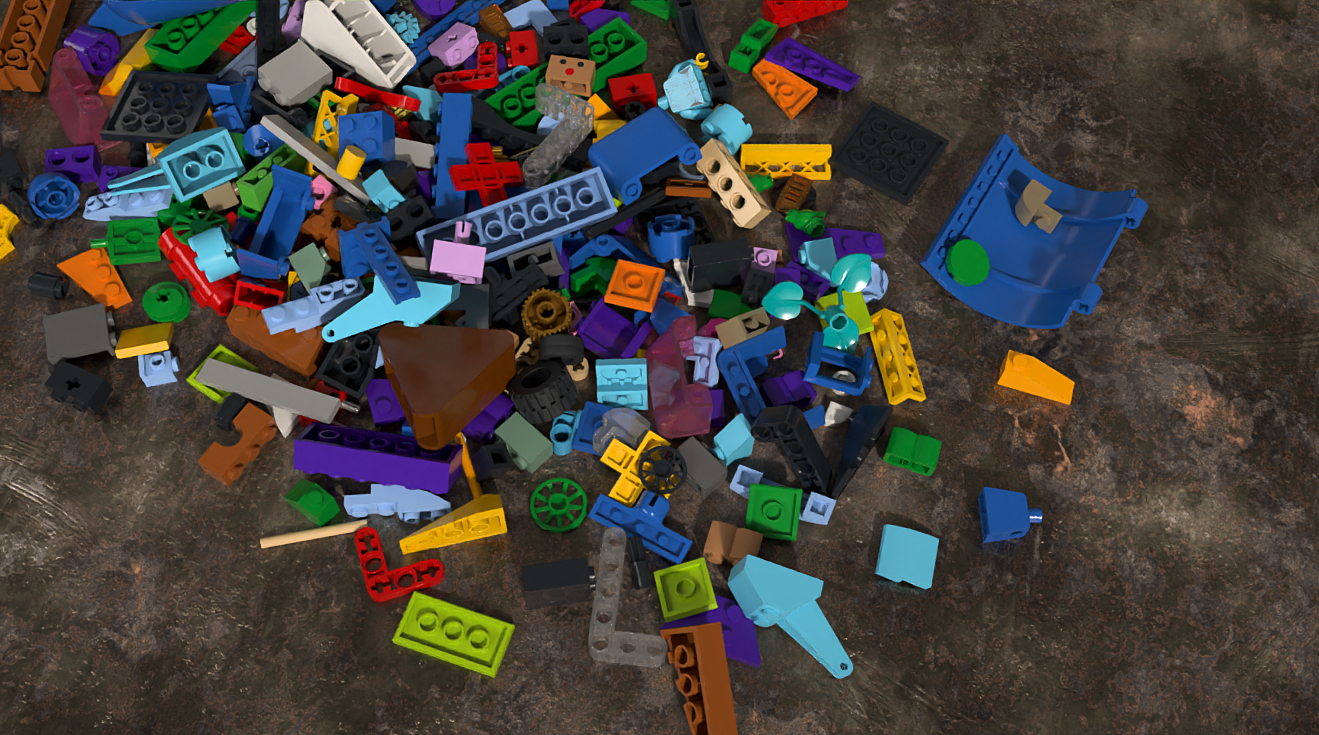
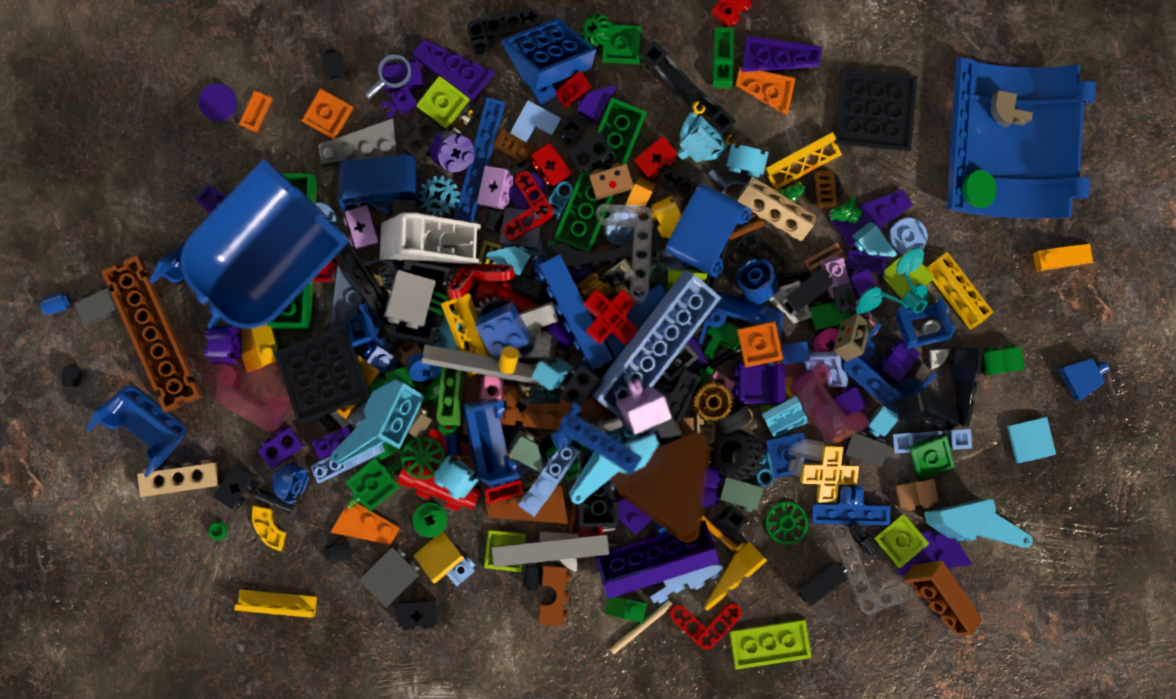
camera: 30 degrees left, 25 degrees up
(662, 469) = (847, 469): black wheel -> none

